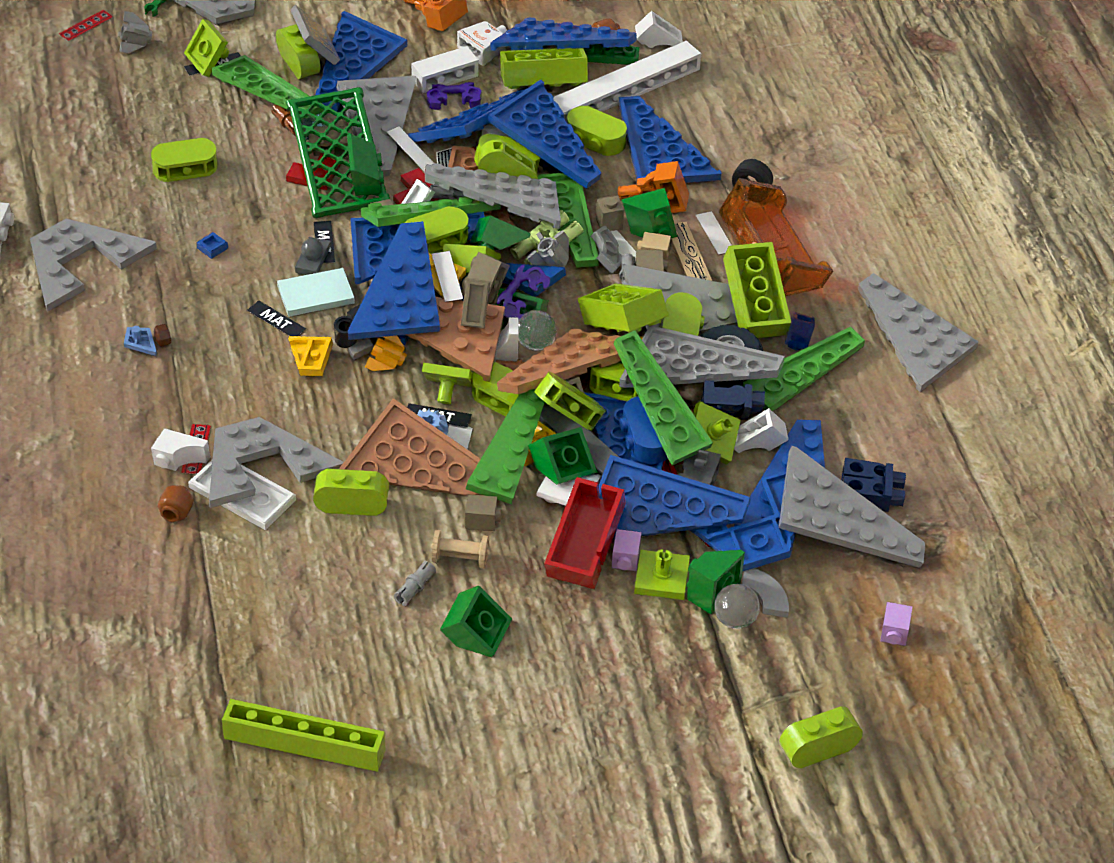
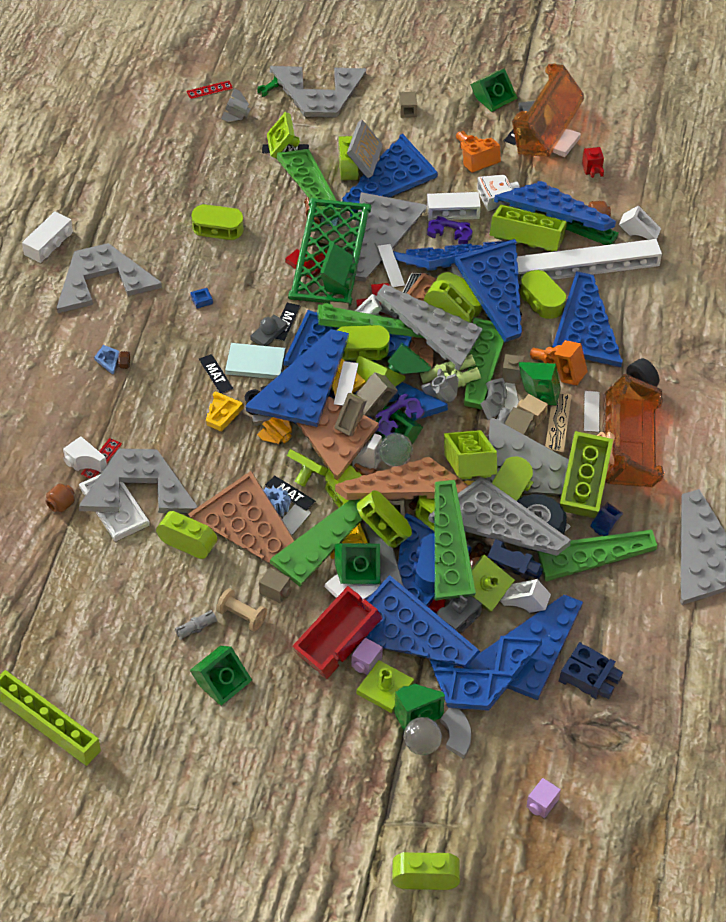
camera: 25 degrees right, 5 degrees up
(831, 511) = (541, 685): light grey wing -> none

